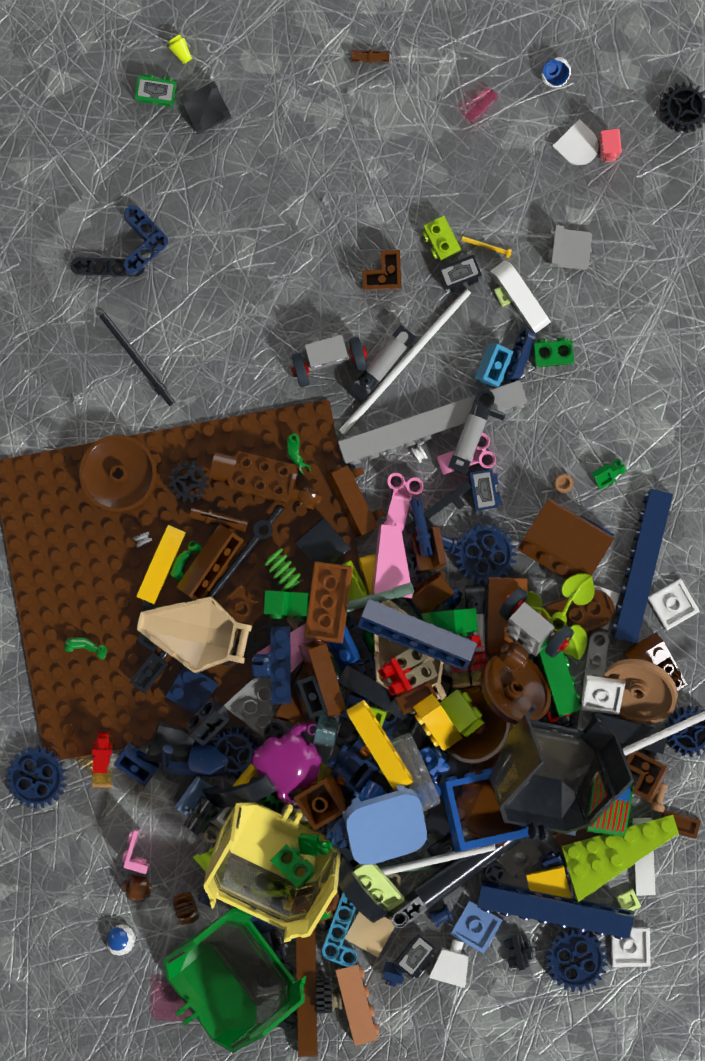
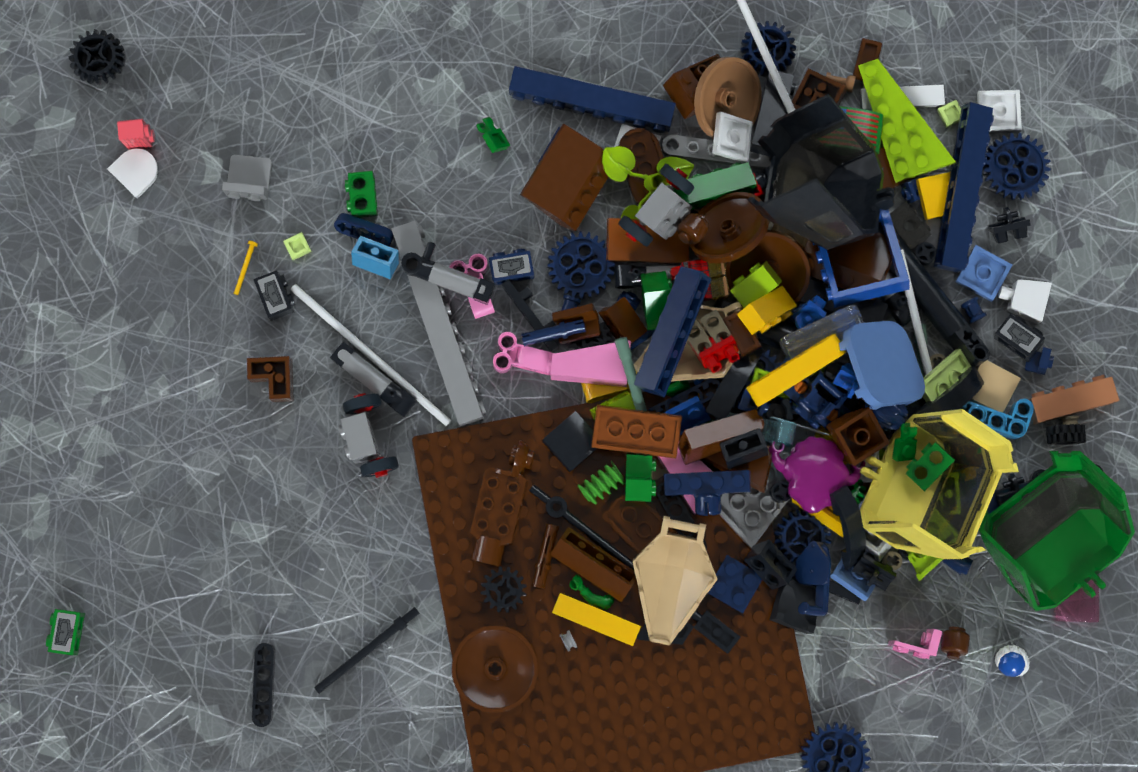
camera: 90 degrees left, 5 degrees down
(76, 643) = (685, 704): green arm -> none
(102, 753) = (808, 682): red hips -> none
(135, 765) = (819, 646): dark blue brick -> none
(149, 238) = (232, 637): dark blue beam -> none
(180, 49) = (18, 606): neon yellow cone -> none
(185, 908) = (976, 587): reddish brown gear -> none
(205, 107) = (85, 576): black brick -> none
(293, 452) = (467, 474): green arm -> none
(308, 1010) = (1098, 452): reddish brown beam -> none
(352, 500) = (524, 409): reddish brown brick -> none
(370, 56) = (32, 395): reddish brown pin -> none
(419, 453) = (471, 337): white bush -> none
(441, 239) = (236, 315): lime brick -> none
(481, 106) = (90, 273): clear pink pin -> none
(520, 295) = (299, 228): white beam -> none
(556, 72) = (55, 193): blue hair -> none
(563, 483) = (503, 183): medium nougat tile -> none
(673, 604) = (632, 67): white tile -> none

